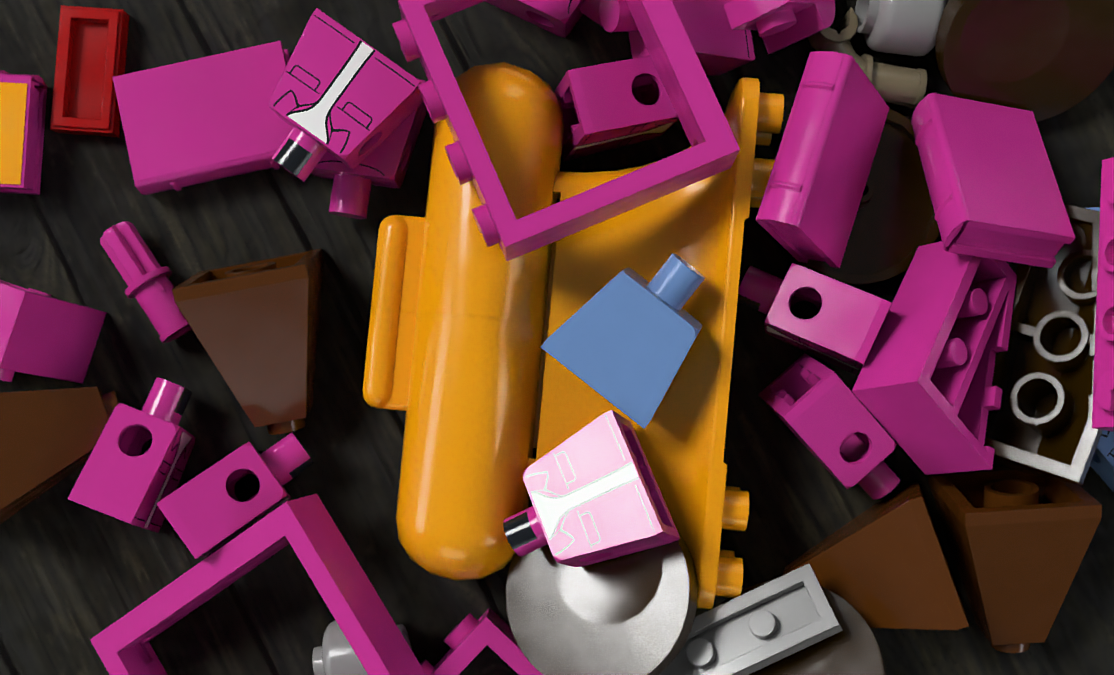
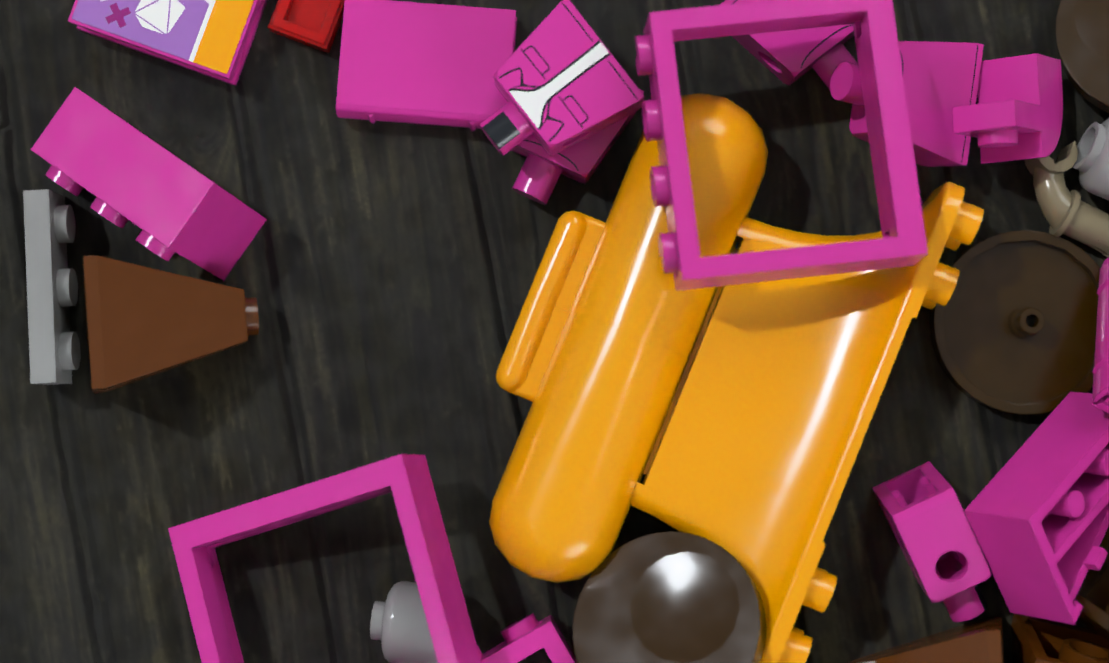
camera: 20 degrees right, 0 degrees up
(124, 480) = (254, 396): dark pink torso -> none
(145, 279) = (317, 202): dark pink axle -> none
(207, 508) = (317, 436): dark pink torso -> none
(261, 332) = (415, 284): reddish brown slope -> none
(592, 498) = (689, 538): torso -> none
(612, 106) = (817, 170): dark pink torso -> none
(632, 337) = (772, 398): medium blue torso -> none
(823, 159) = (1004, 283): dark pink piece -> none
(837, 334) = (969, 451): dark pink torso -> none

